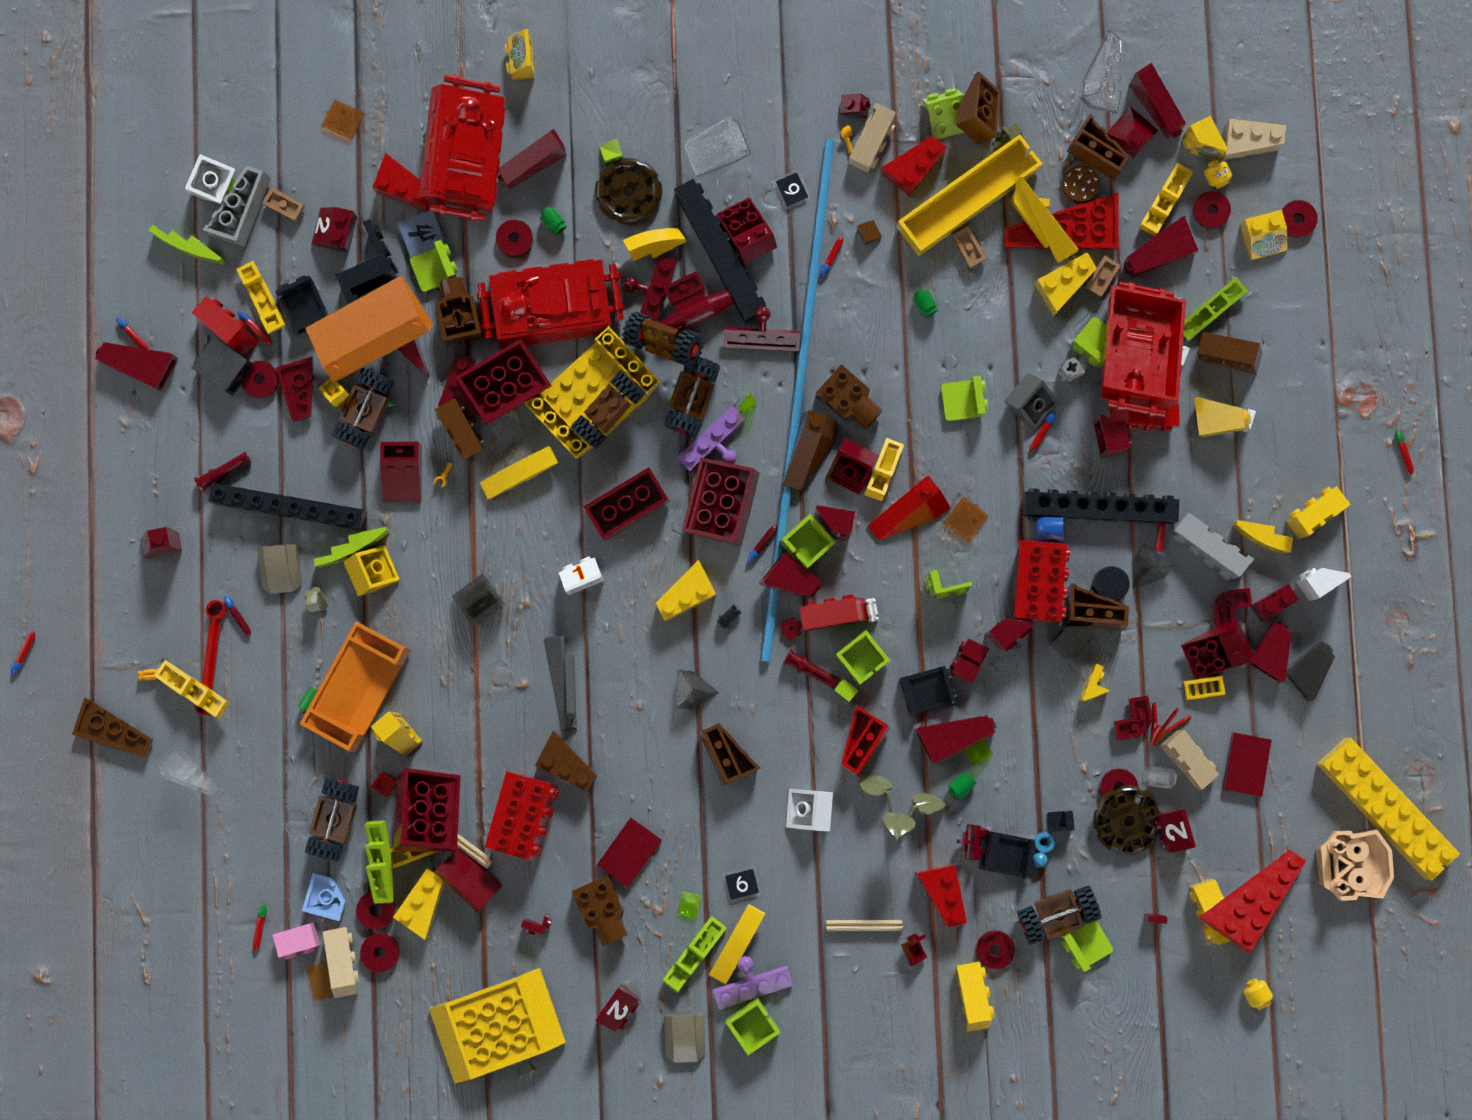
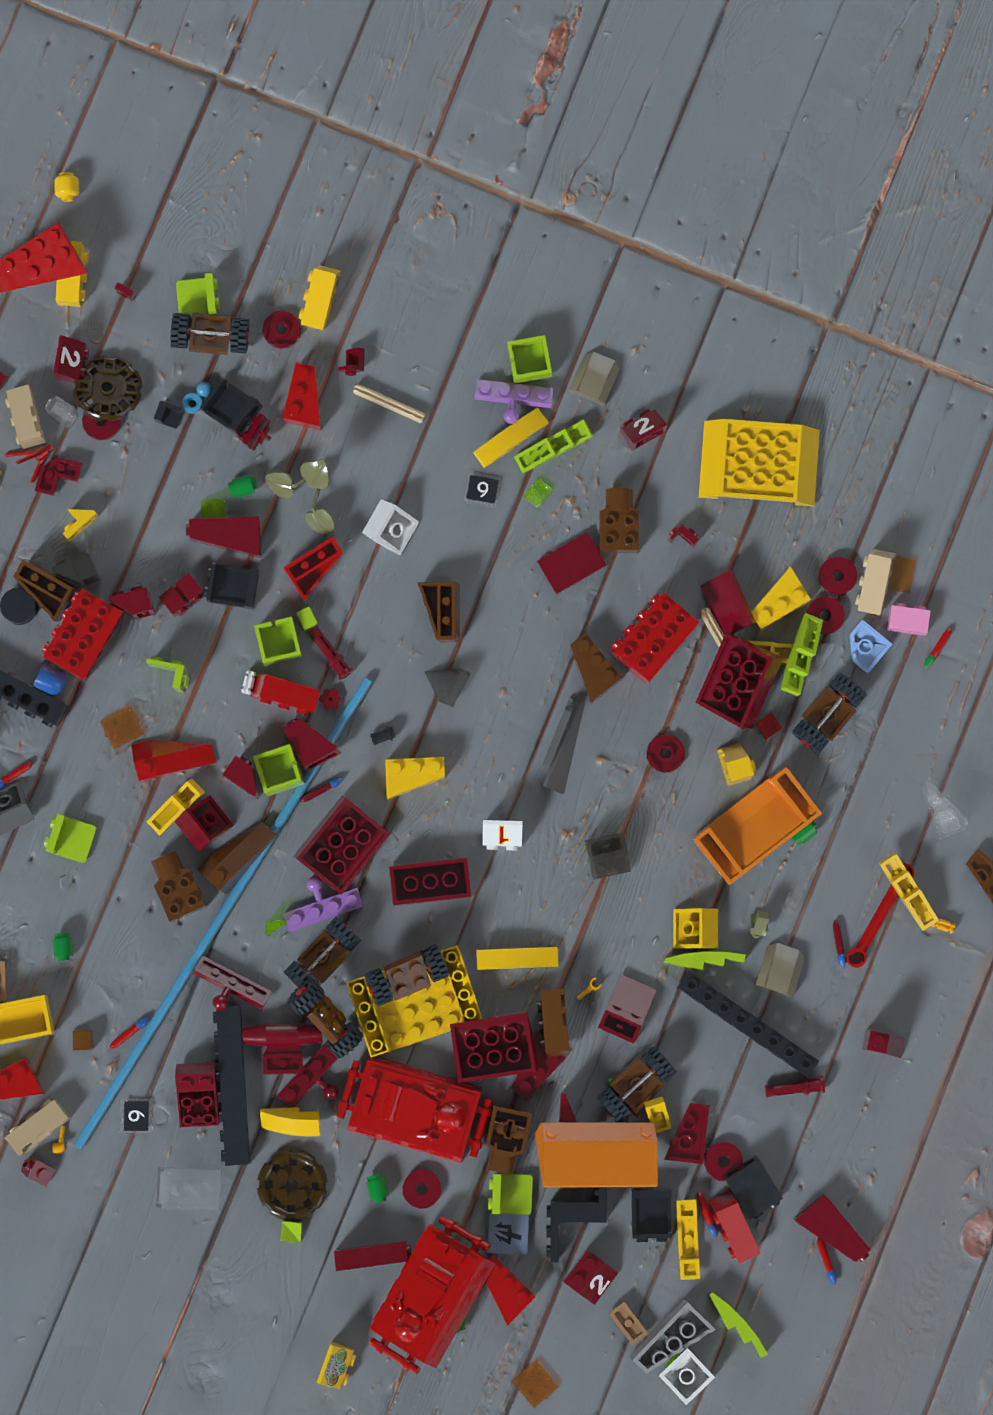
camera: 155 degrees left, 0 degrees up
(457, 710) = (671, 743): none -> dark red tile

